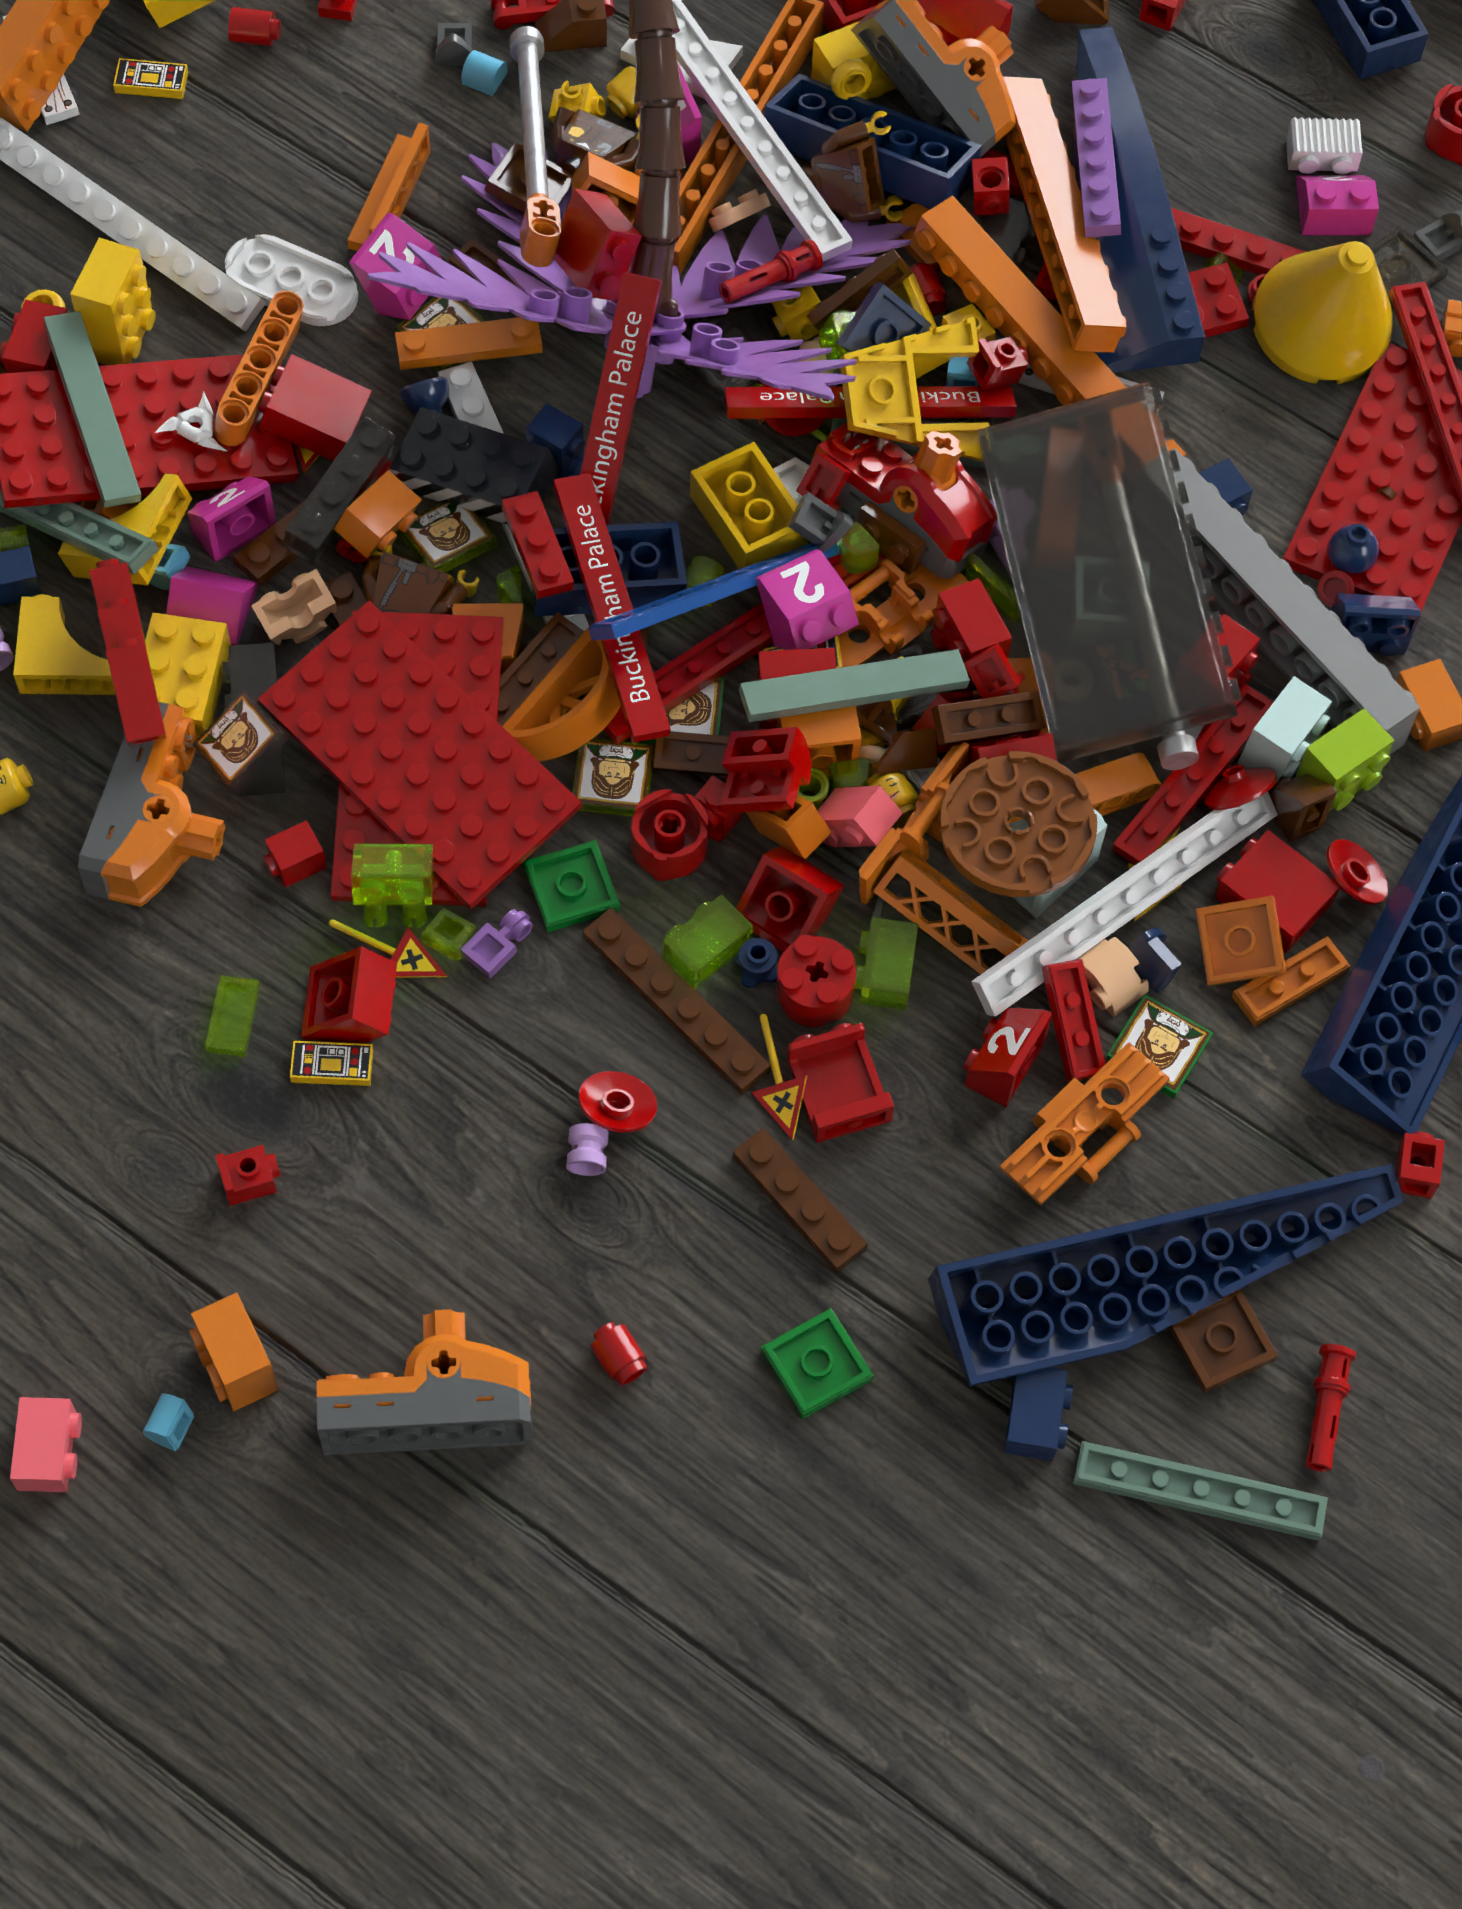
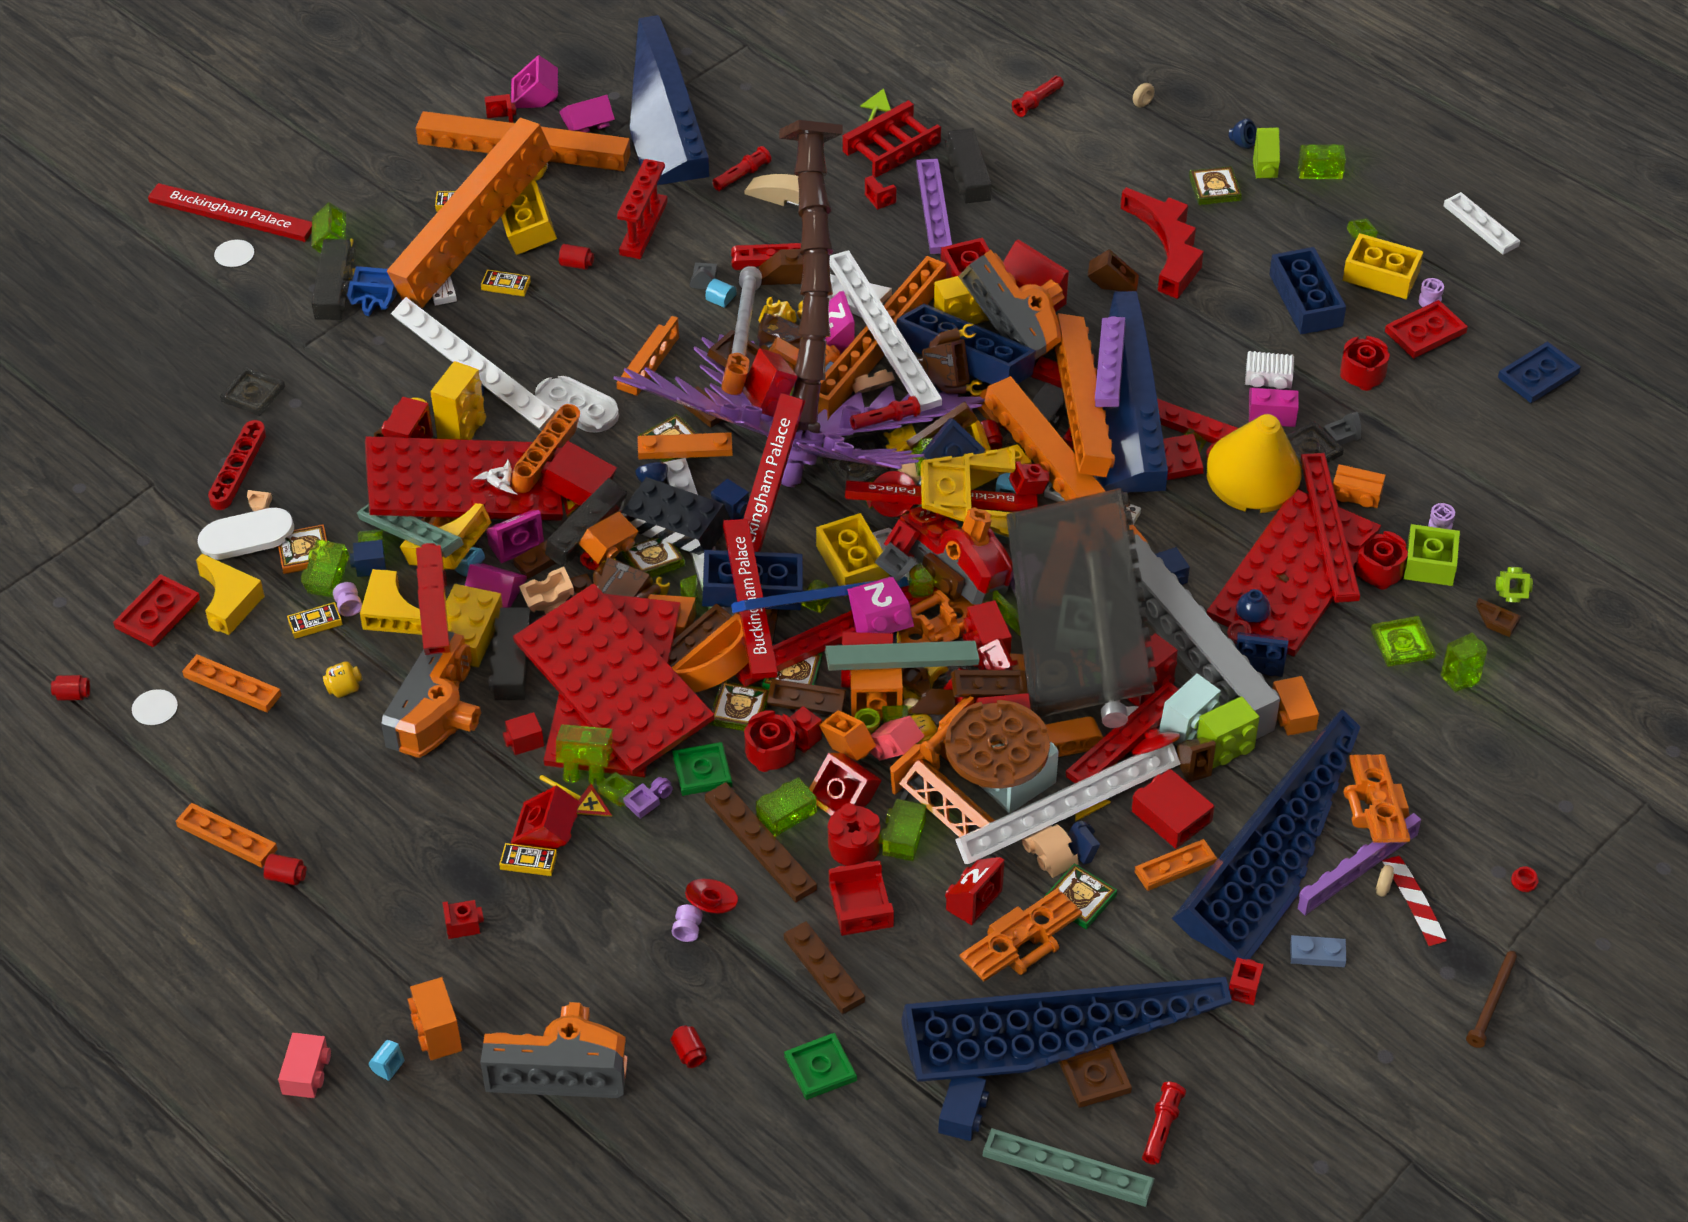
camera: 10 degrees right, 15 degrees down
(92, 409) = (434, 461): sand green tile -> none
(232, 1016) = (468, 826): clear neon green tile -> none
(240, 741) = (498, 661): tile -> none
(392, 239) = (640, 407): dark pink slope -> none
(537, 545) = (707, 558): red plate -> none
(754, 969) = (816, 822): dark blue brick -> none
(765, 769) = (836, 700): red brick -> none
(784, 1098) = (823, 905): piece -> none
(846, 70) = (952, 300): yellow piece -> none
(990, 186) = (1039, 375): red brick -> none
(1073, 1019) = (1022, 869): red tile -> none
(1240, 940) = (1142, 834): orange tile -> none
(1357, 872) = (1228, 801): red dish -> none

